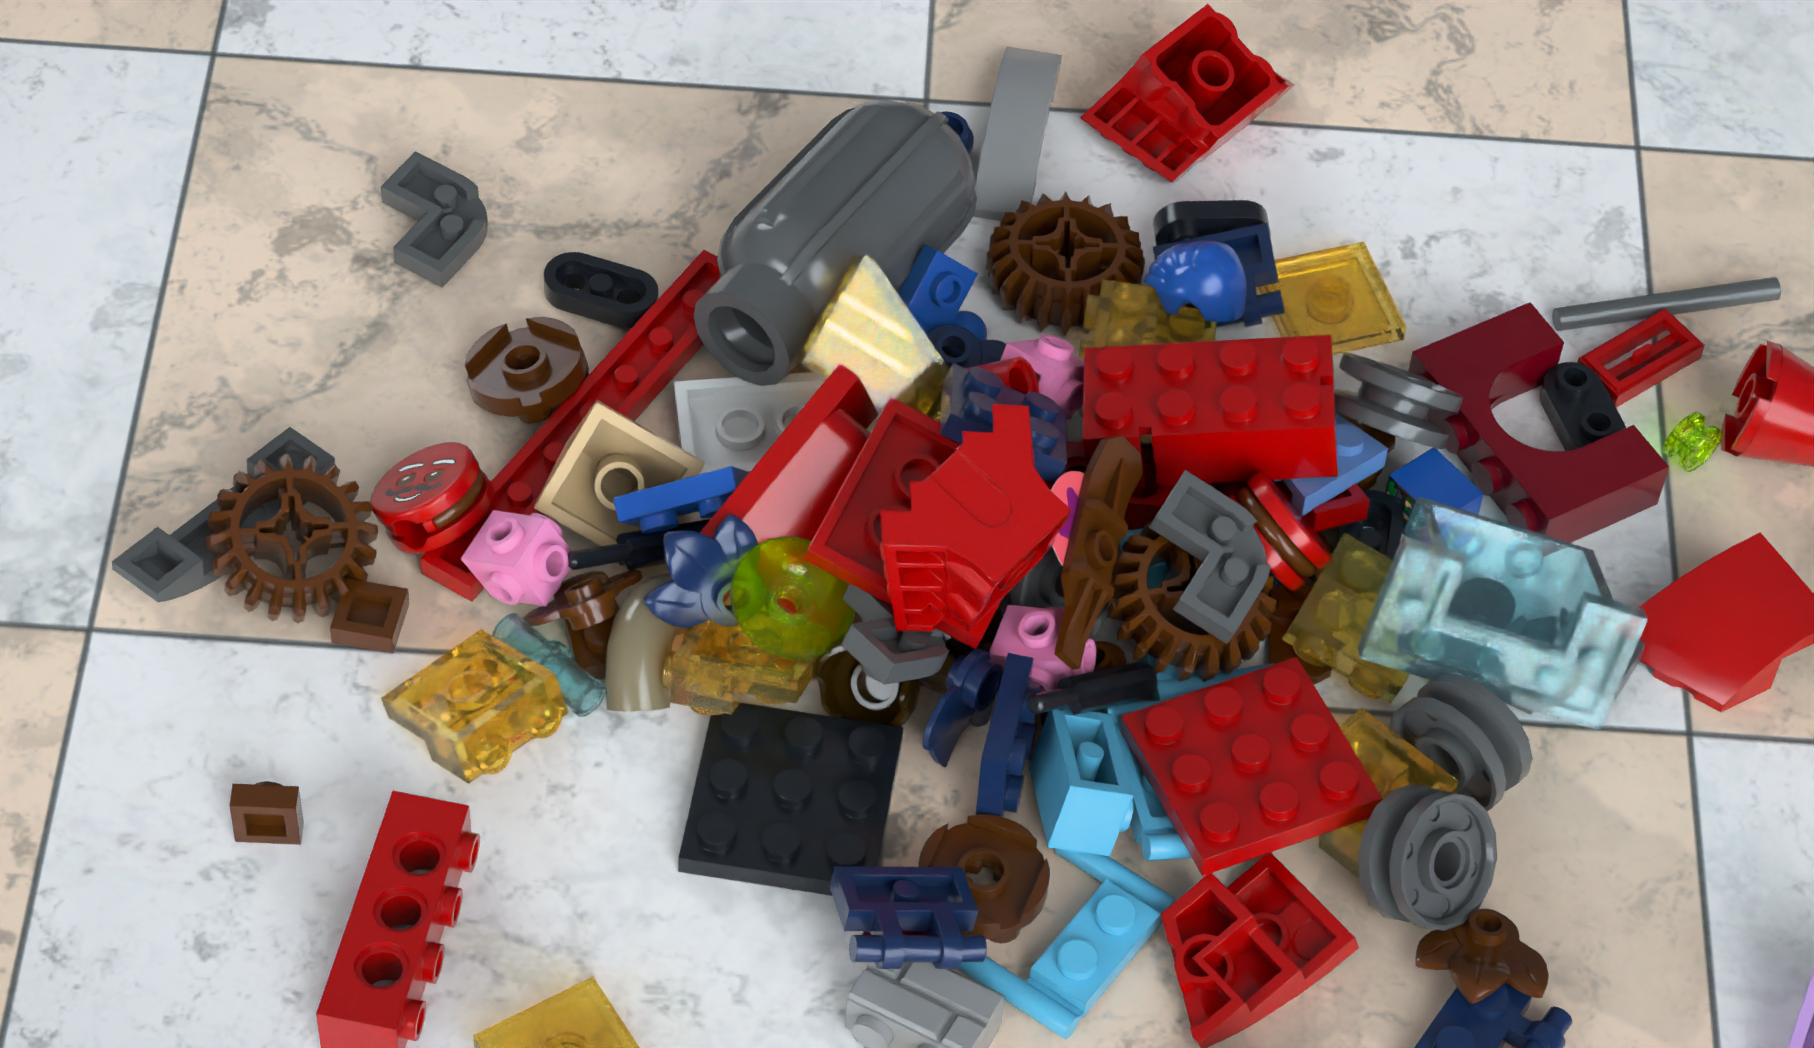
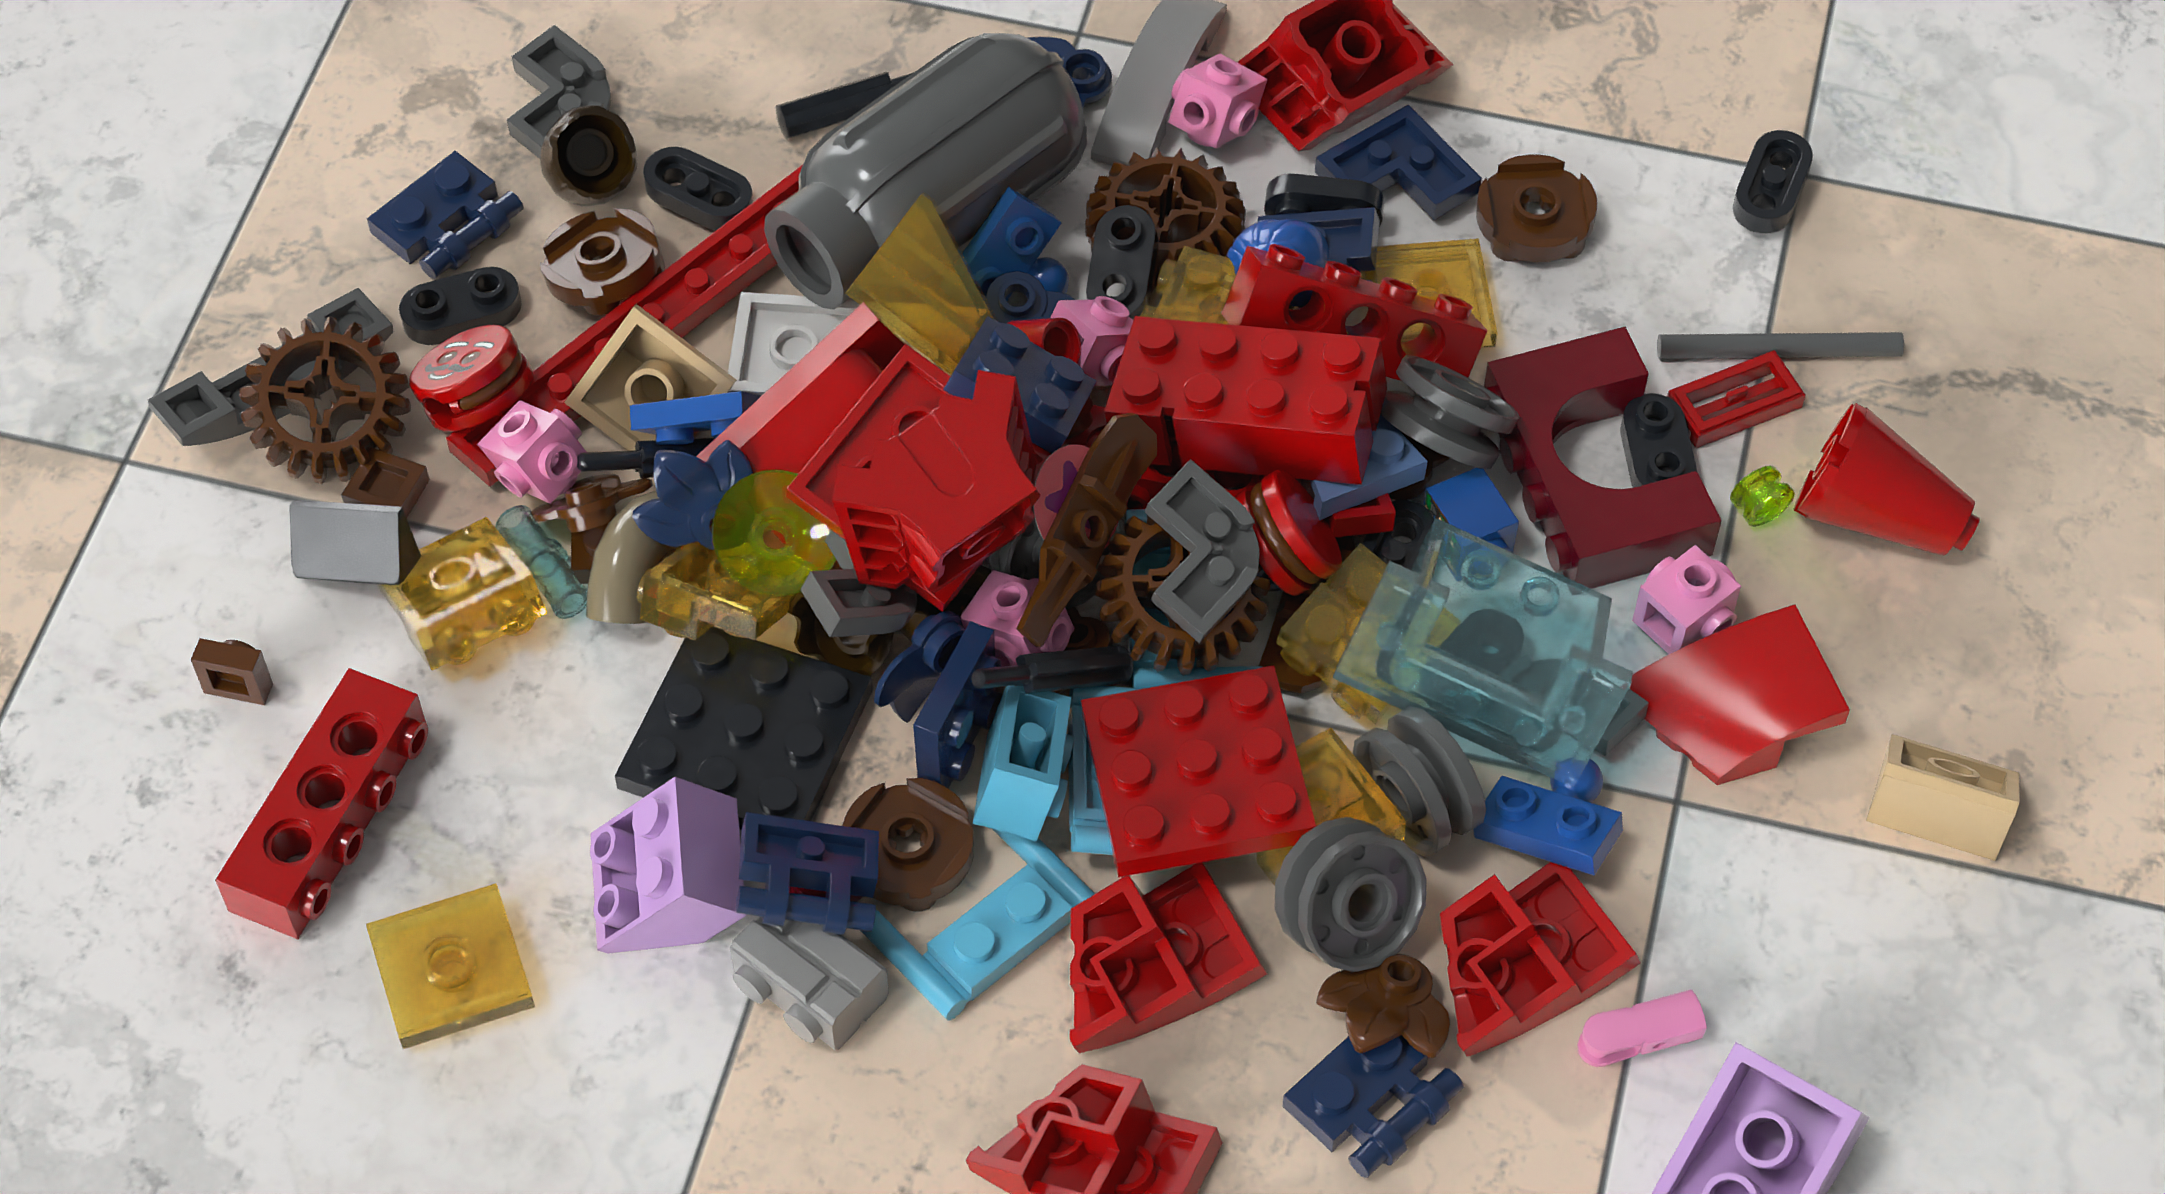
camera: 15 degrees right, 5 degrees up
(339, 341) = (435, 206): none -> dark blue plate
(356, 671) = (351, 542): none -> slope
(395, 432) = (459, 304): none -> black plate
(487, 272) = (588, 156): none -> dark brown hair
(719, 191) = (832, 104): none -> black axle
(758, 938) = (667, 869): none -> lavender slope
(1046, 300) = (1126, 260): none -> black plate
(1084, 144) = (1216, 101): none -> bright pink brick
(1203, 301) = (1273, 277): none -> red brick
(1278, 172) = (1406, 153): none -> dark blue plate
(1406, 233) = (1531, 236): none -> reddish brown plate
(1589, 765) = (1553, 824): none -> blue plate
(1597, 890) = (1527, 954): none -> red slope
(1620, 155) = (1766, 190): none -> black plate
(1654, 545) = (1686, 600): none -> bright pink brick
(1721, 943) = (1641, 1029): none -> bright pink bar

